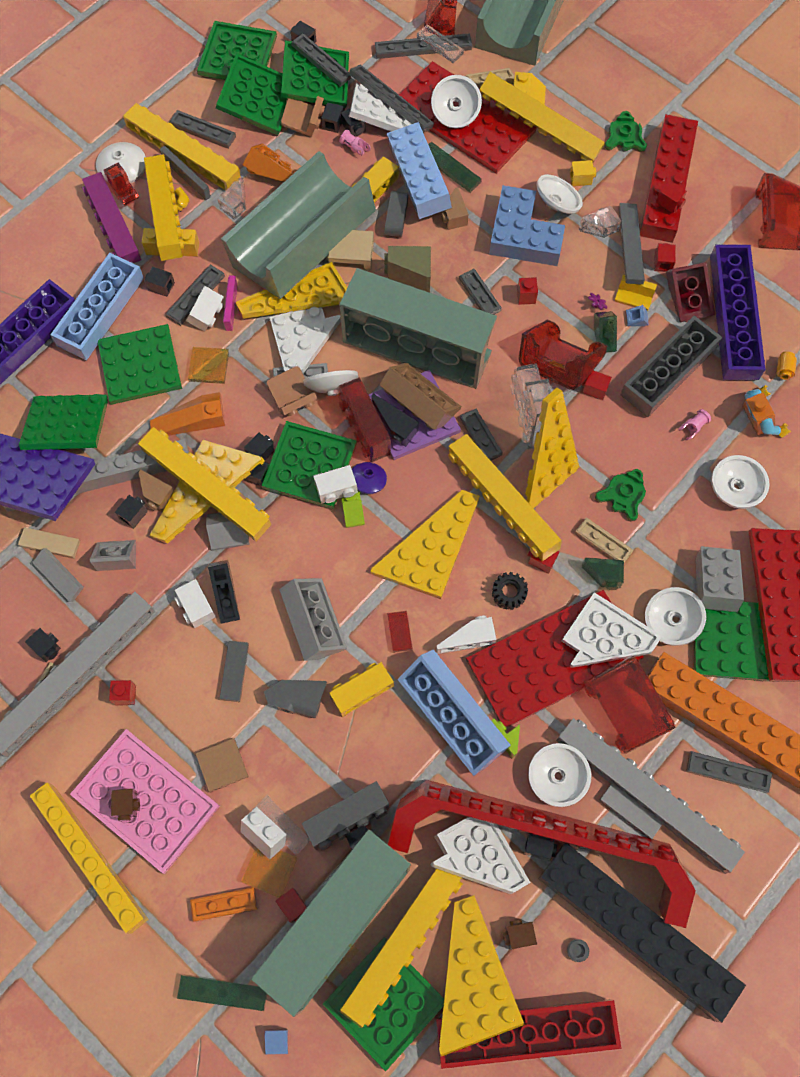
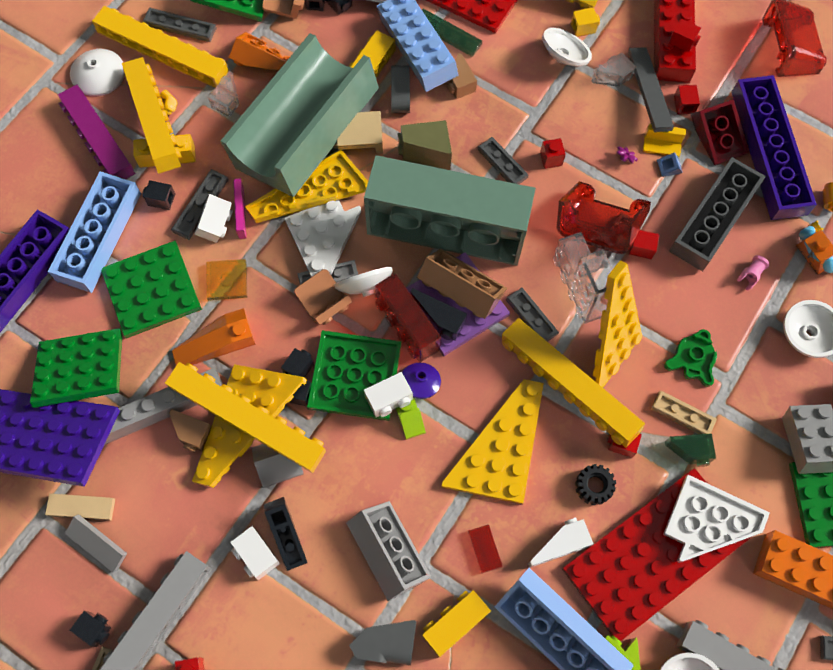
camera: 10 degrees left, 0 degrees up
(114, 555) = (156, 510): light grey slope -> none
(120, 184) = (100, 94): clear red brick -> none
(131, 511) = (168, 456): black brick -> none
(186, 173) = (169, 74): dark grey tile -> none
(234, 671) = (311, 624): dark grey tile -> none
(354, 143) = (344, 20): bright pink piece -> none
(521, 237) = (536, 97): medium blue piece -> none
(606, 329) = (641, 182): clear green slope -> none
(630, 704) = (751, 594): clear red windscreen -> none
(676, 603) = (789, 476): white dish -> none

